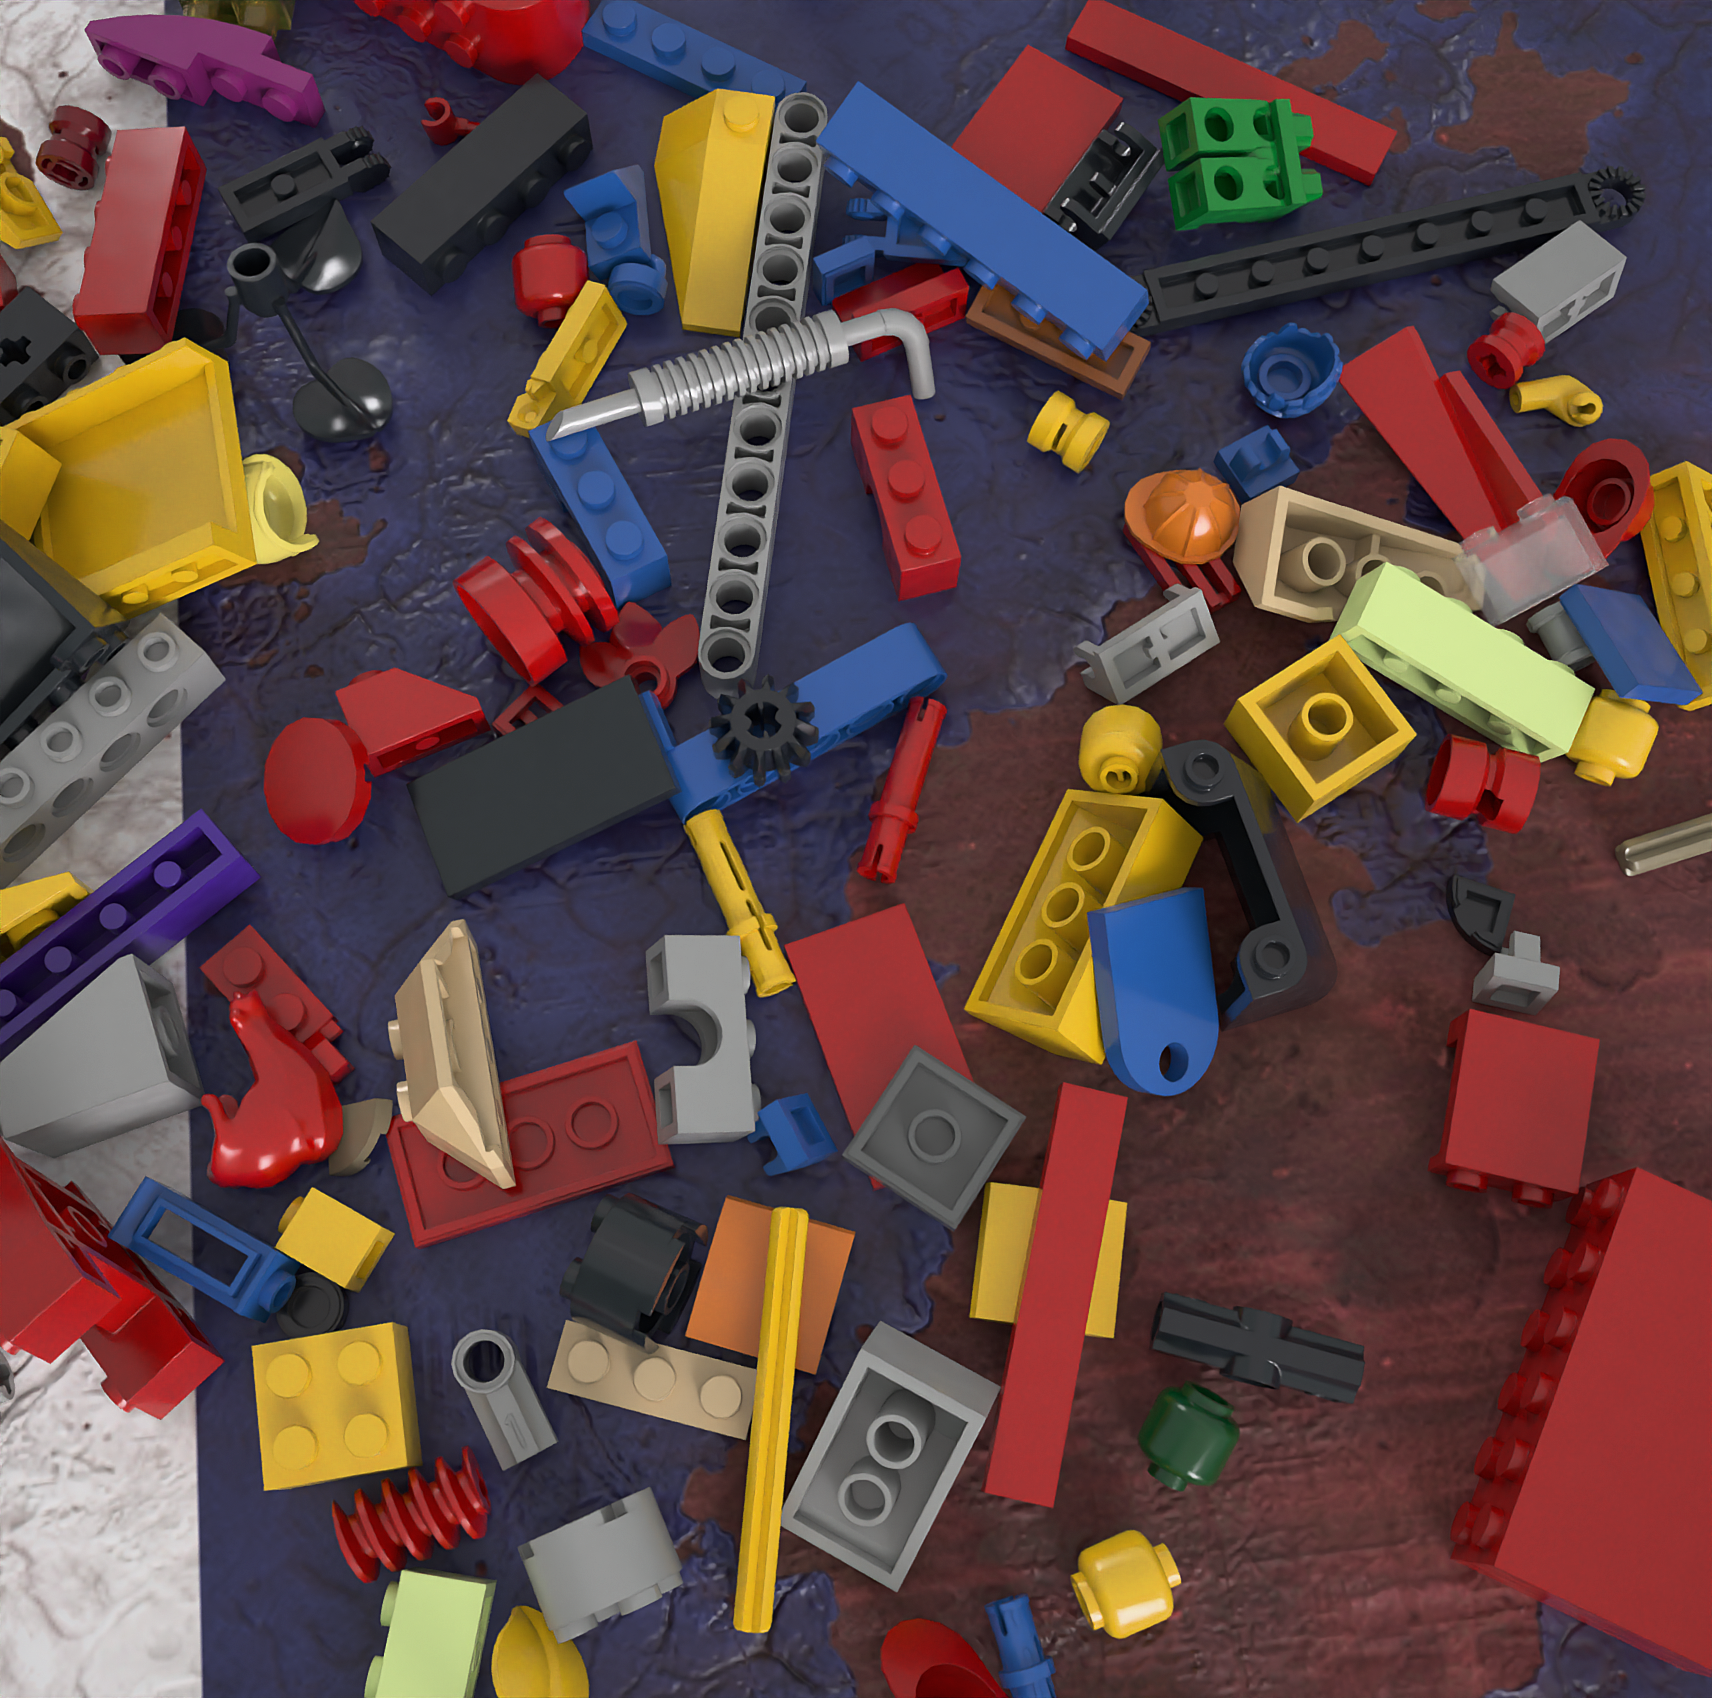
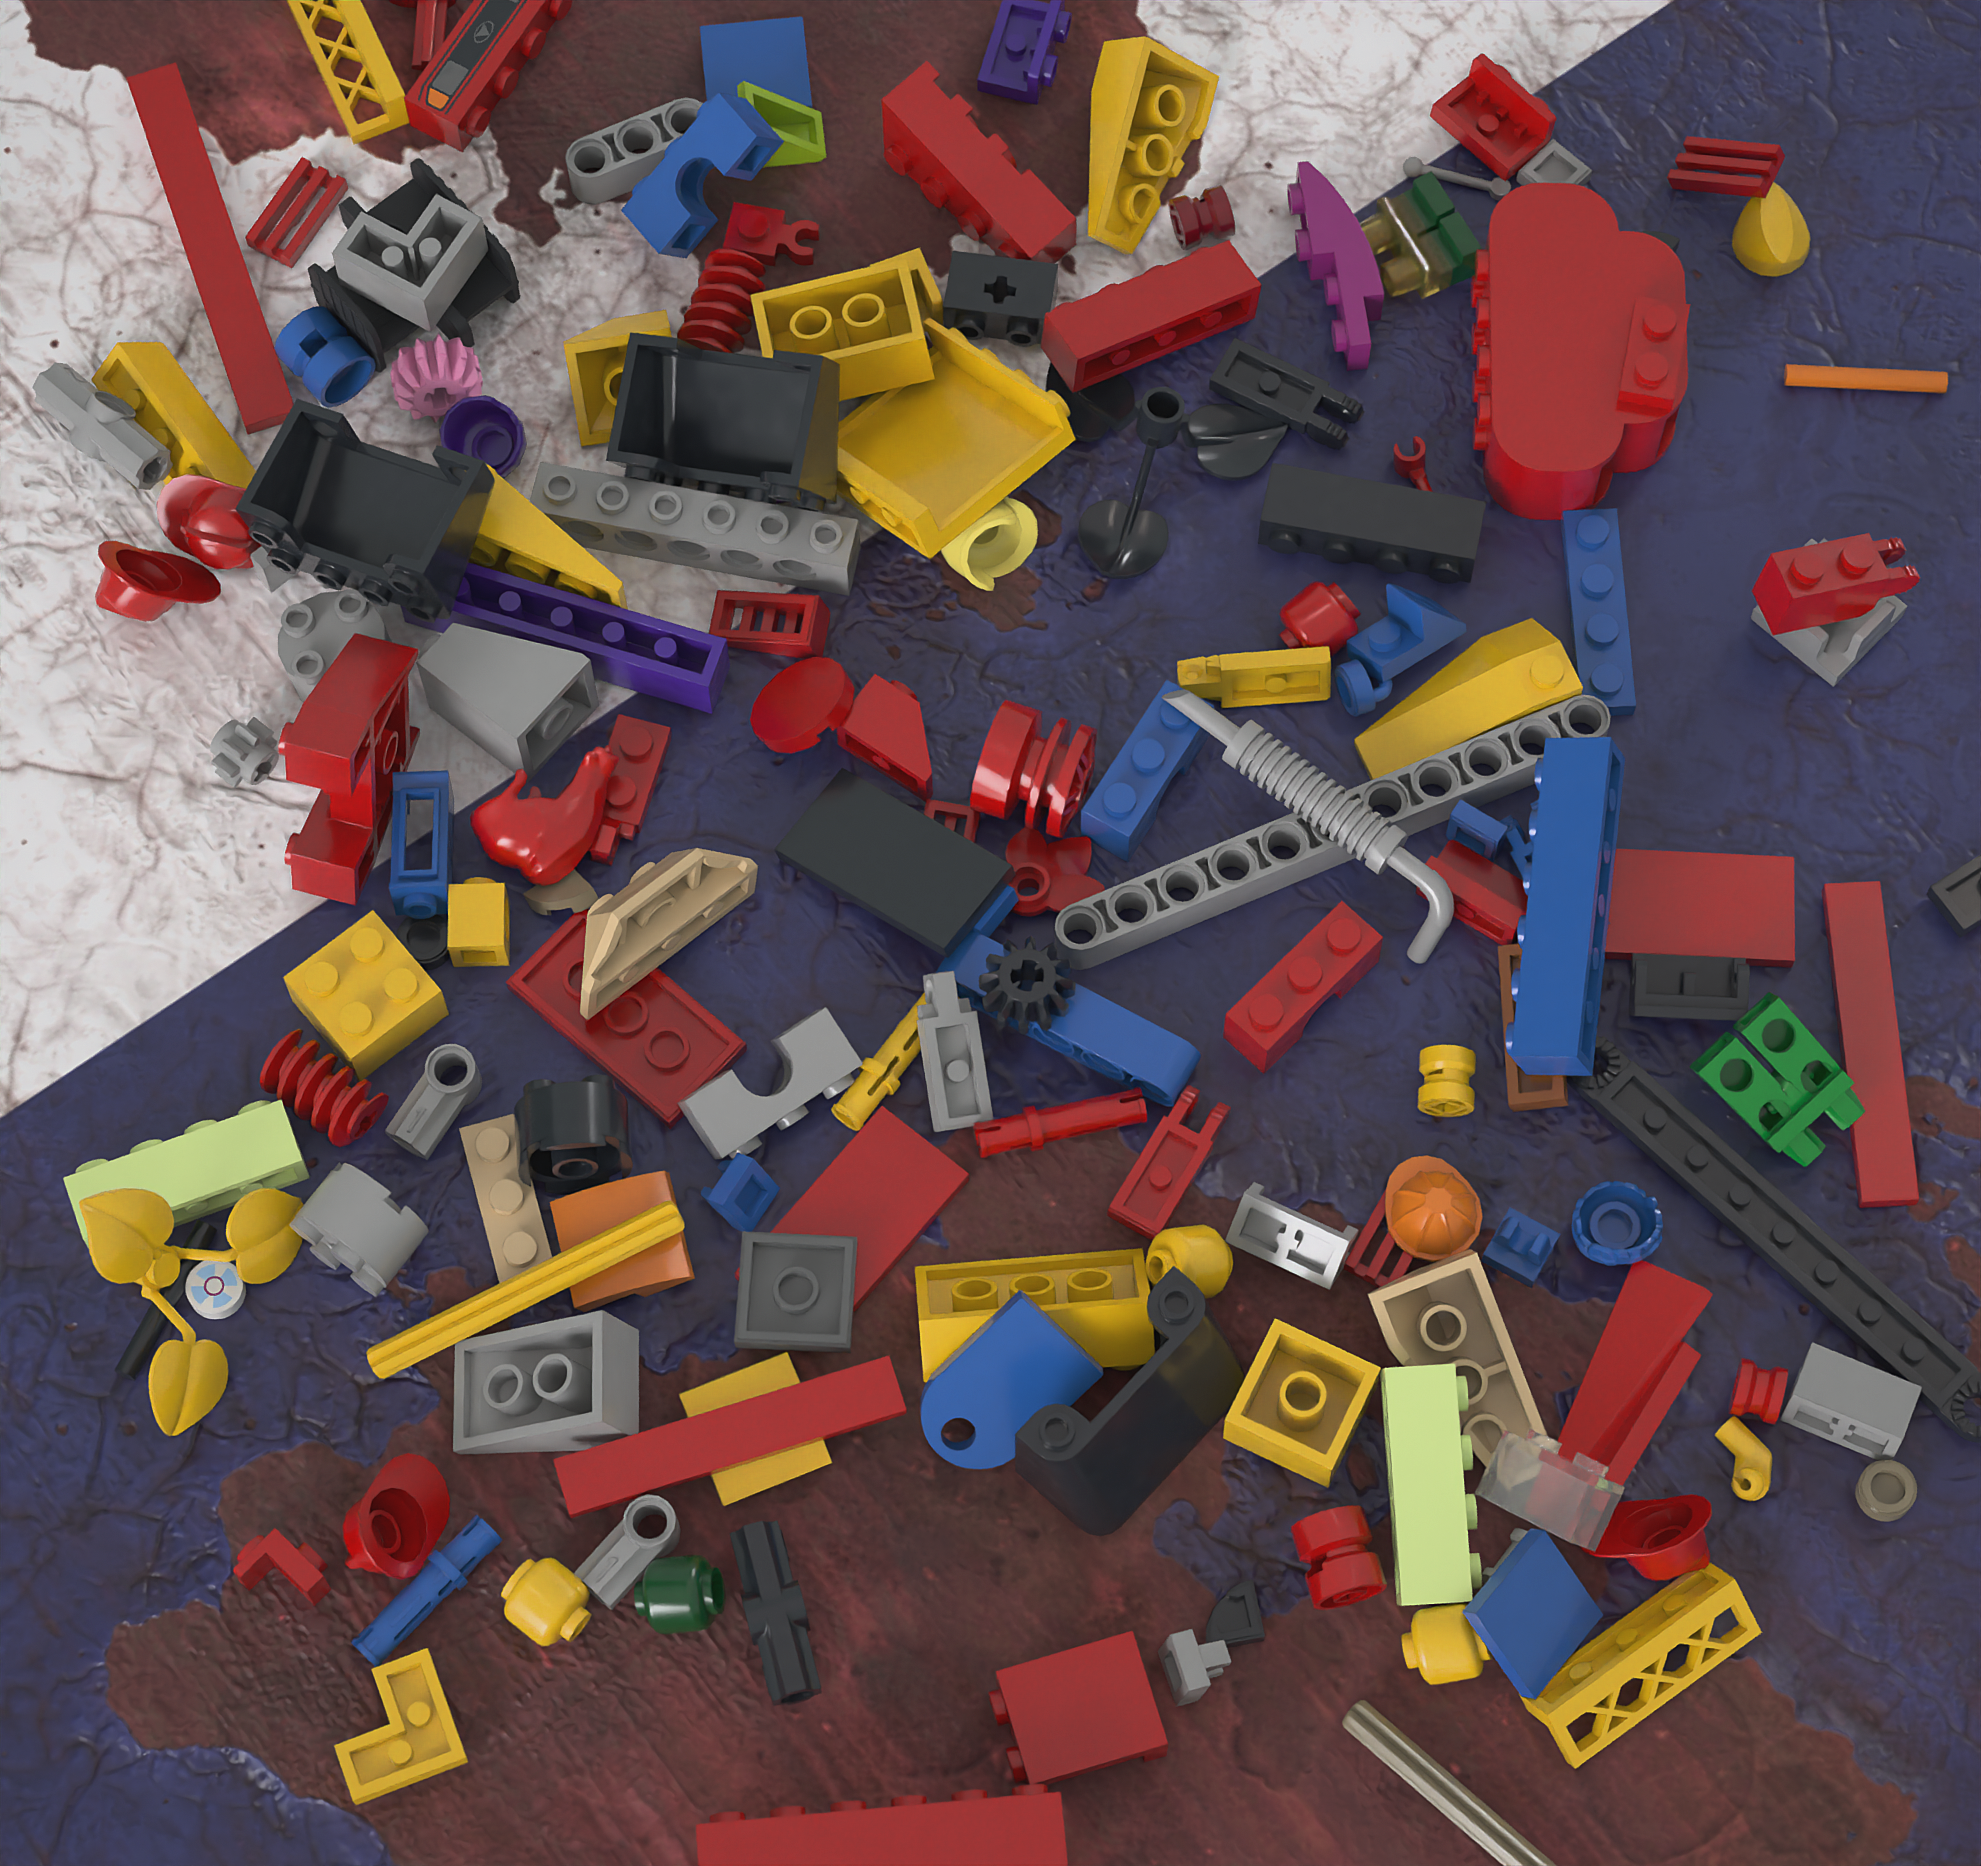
camera: 65 degrees right, 5 degrees down
(186, 753) = (789, 643): none -> red slope
(778, 847) = (952, 1056): none -> light grey hinge
(1006, 719) = (1166, 1168): none -> red hinge
(1115, 1469) = (625, 1555): none -> light grey piece
(1639, 310) = (1886, 1490): none -> dark tan tile

